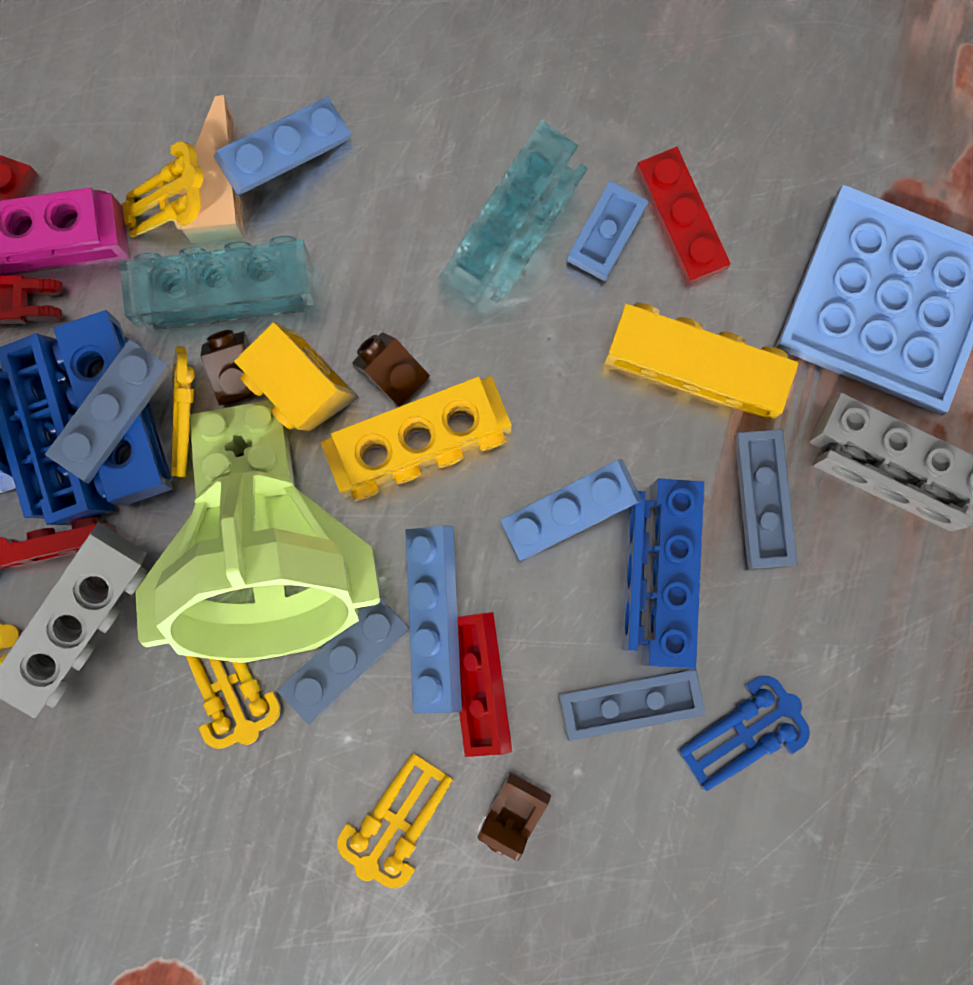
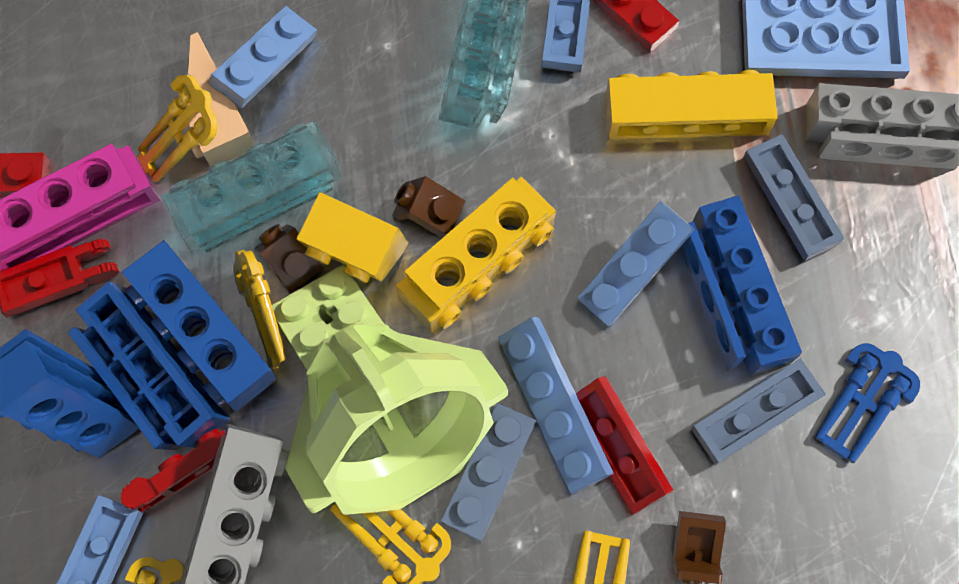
camera: 20 degrees left, 10 degrees down
(108, 411) = (200, 323): sand blue plate -> none

